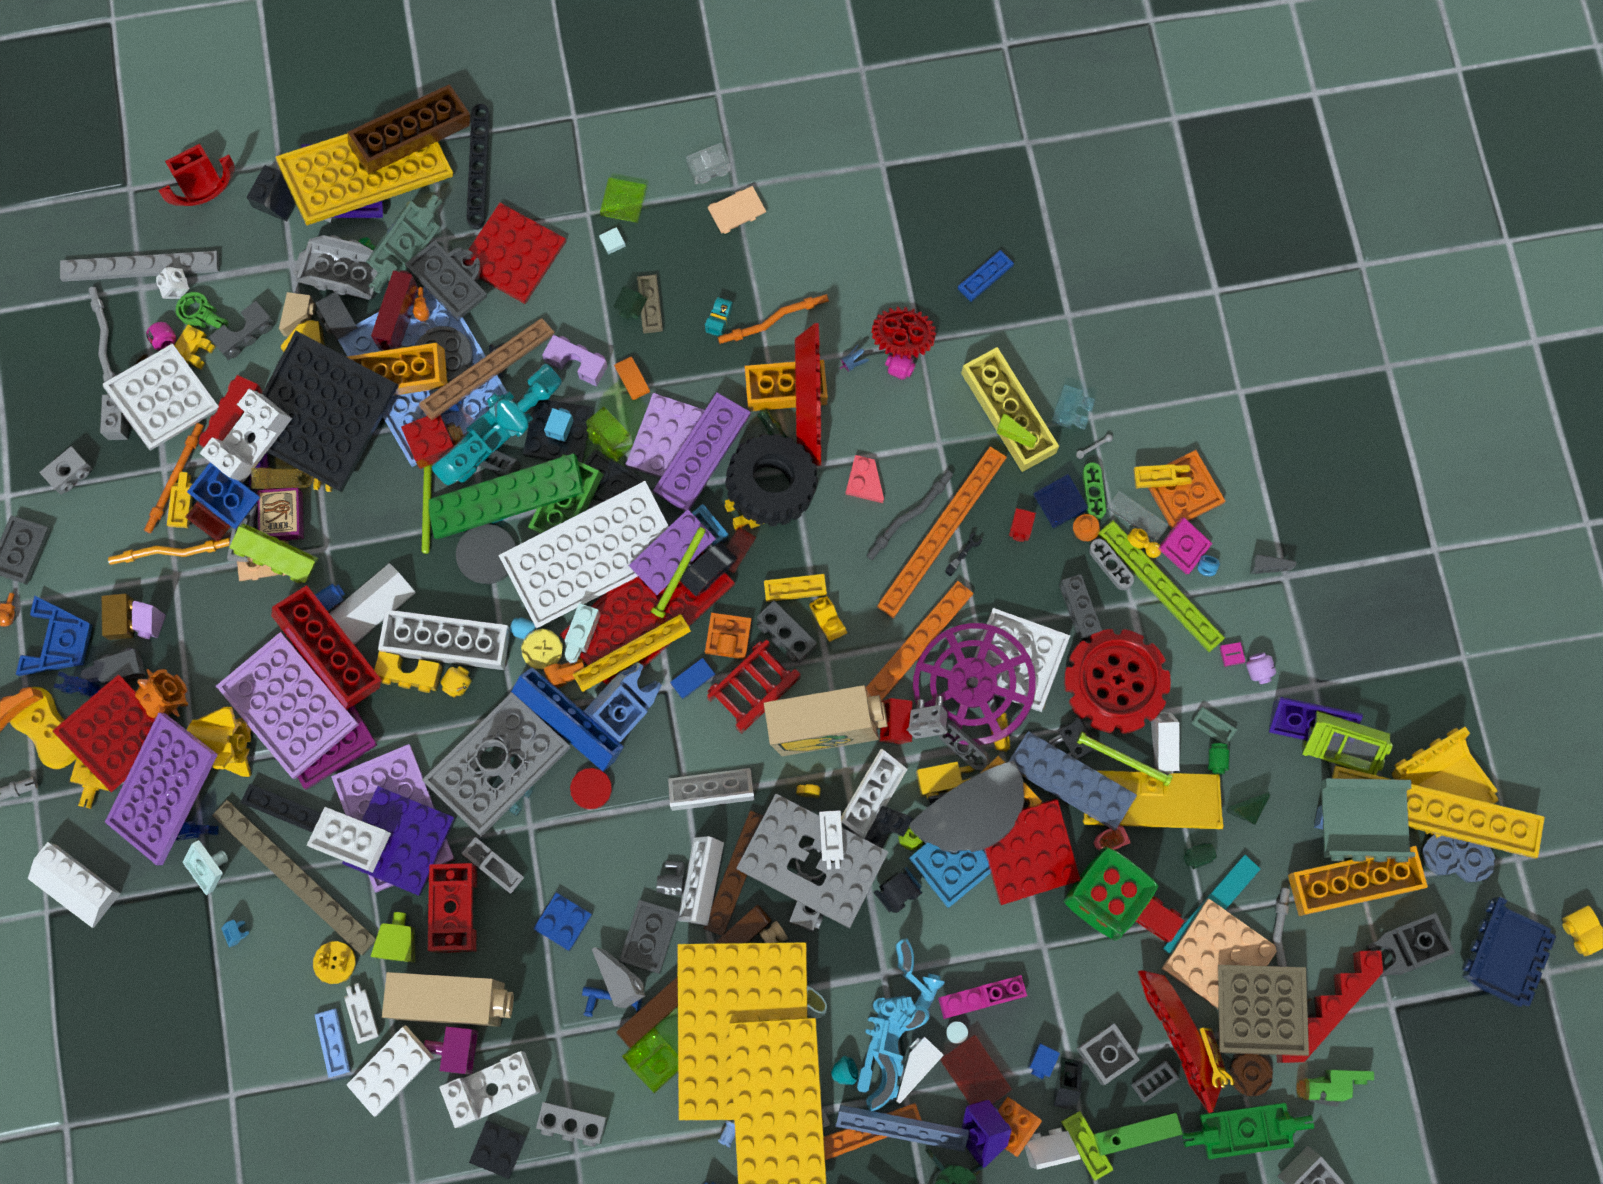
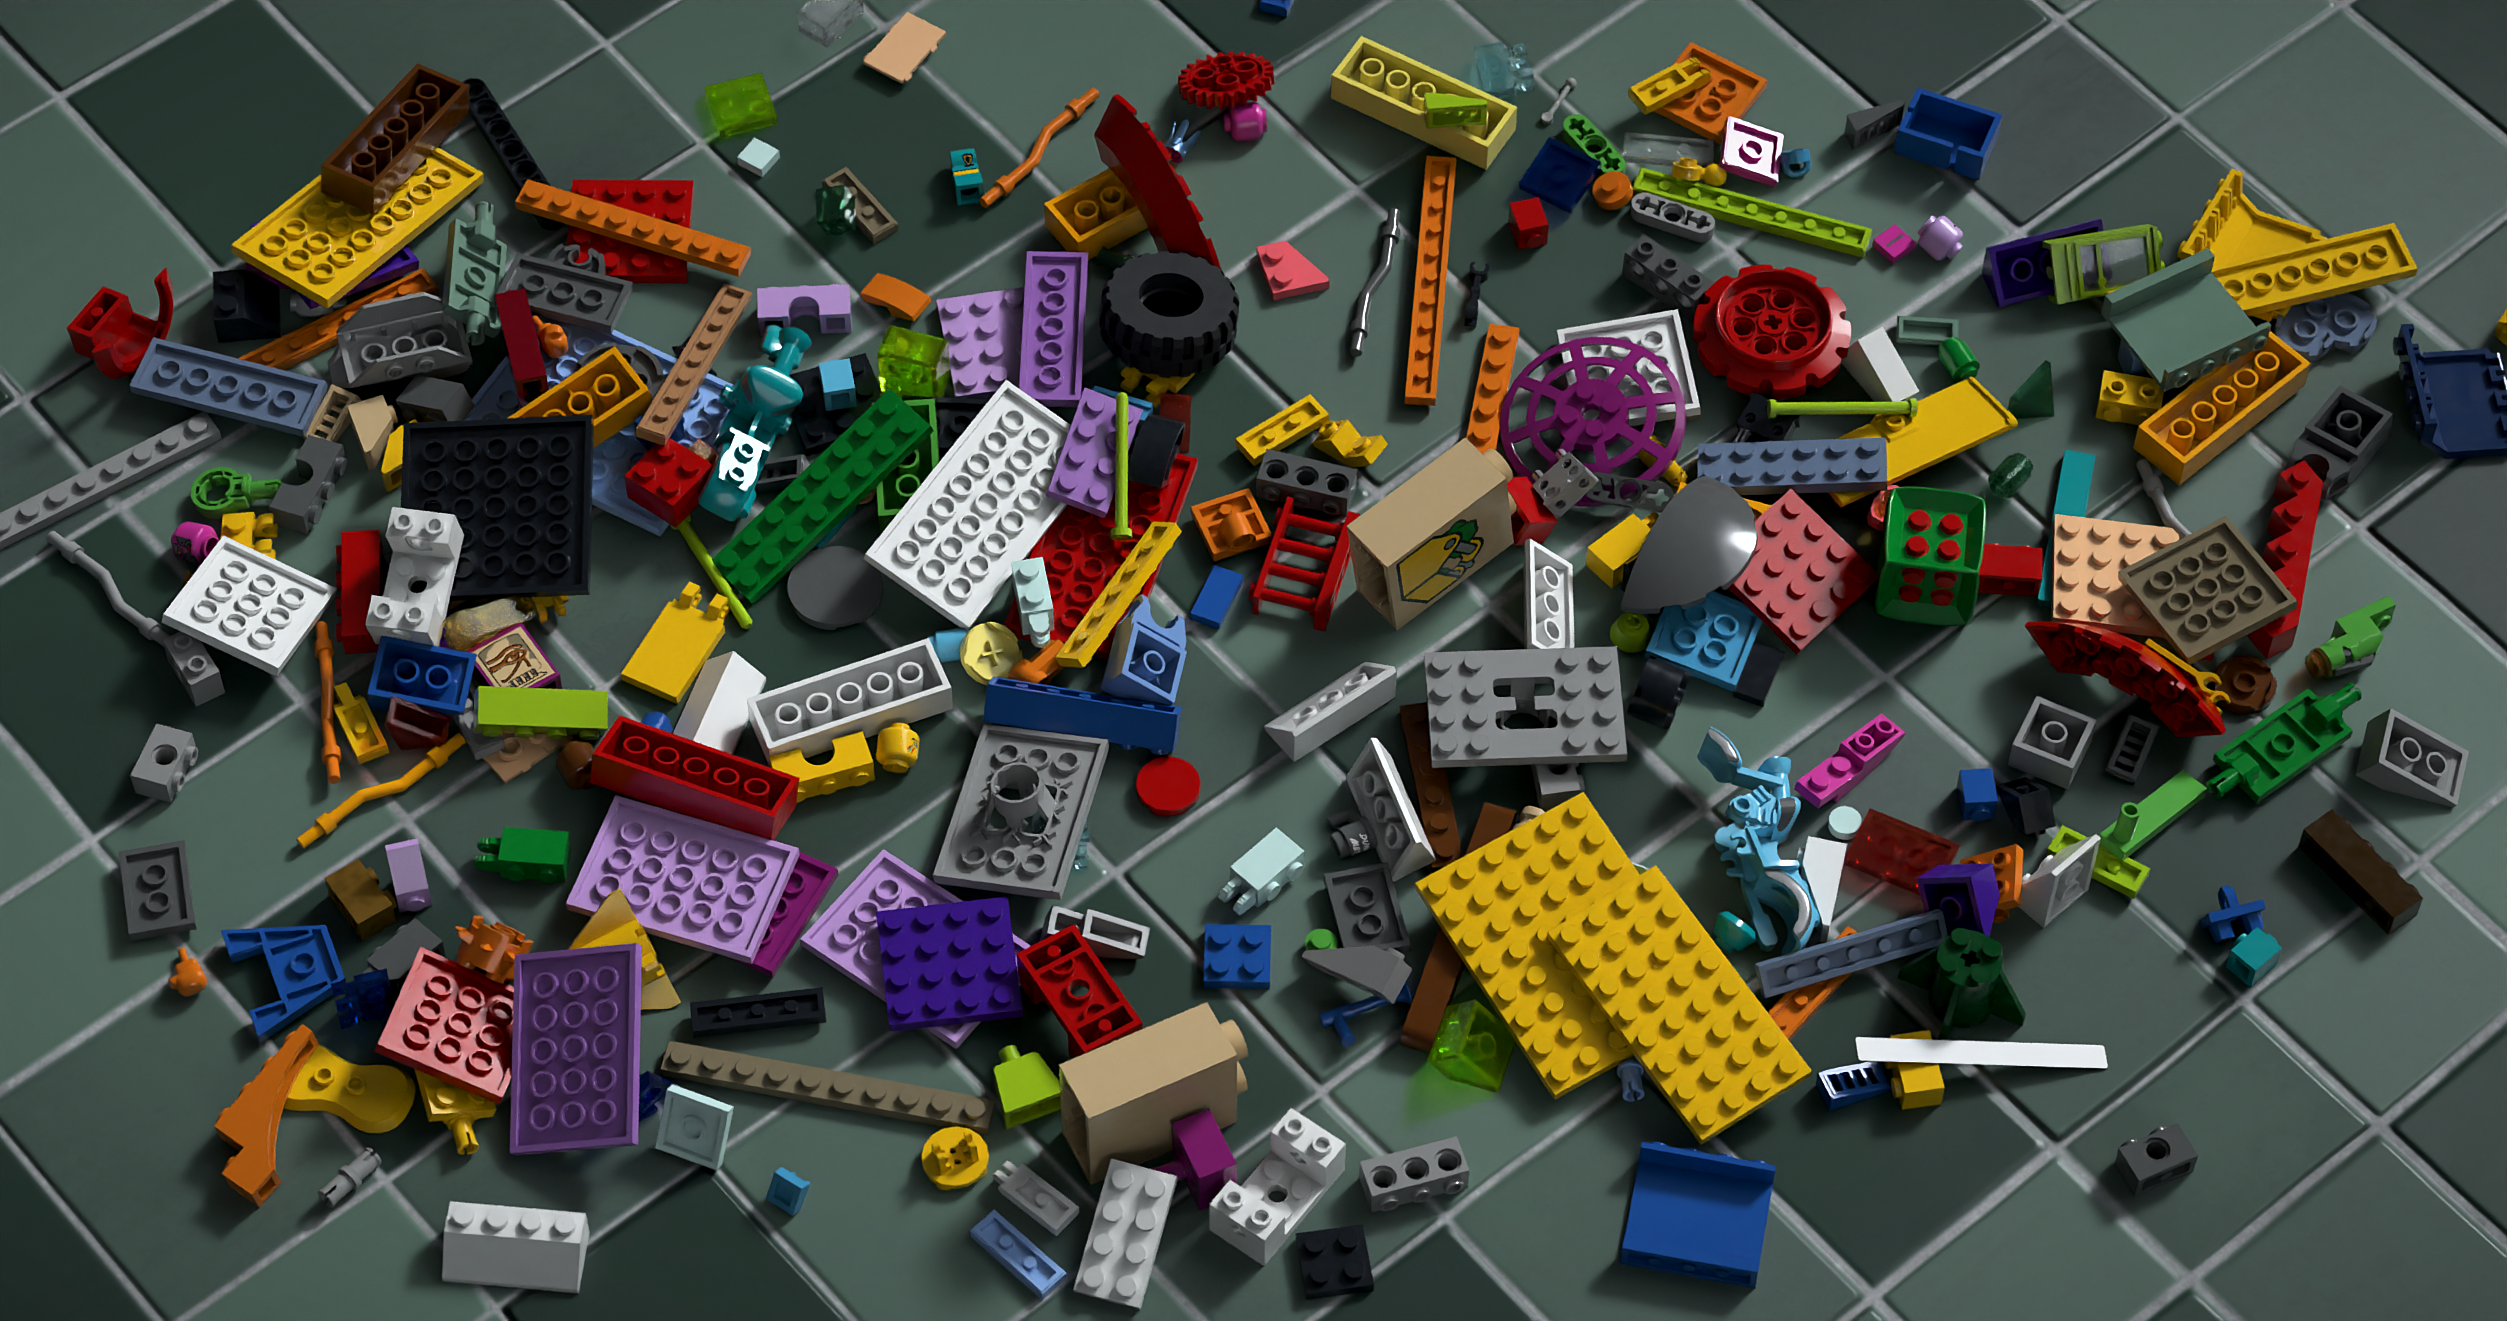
camera: 30 degrees left, 20 degrees down
(172, 283) = (169, 472): white brick -> none
(221, 638) = (527, 854): none -> green hinge
(233, 244) = (228, 387): none -> sand blue plate
(277, 592) = (575, 764): none -> reddish brown head
(278, 286) = (329, 404): none -> tan slope
(300, 233) = (322, 334): none -> orange tile
(348, 839) = (882, 983): white plate -> none
(379, 545) = (677, 645): none -> yellow tile
(510, 255) = (633, 228): none -> orange plate
(607, 878) = (1263, 871): none -> light aqua hinge
(612, 941) = (1320, 939): none -> bright green plate
(808, 790) = (1464, 640): yellow tile -> none
(831, 837) = (1533, 660): white hinge -> none
(887, 822) = (1595, 620): black plate -> none
(969, 904) = (1759, 674): none -> black tile
(1304, 843) = (2128, 398): none -> yellow brick
(1310, 599) = (1948, 133): none -> blue piece

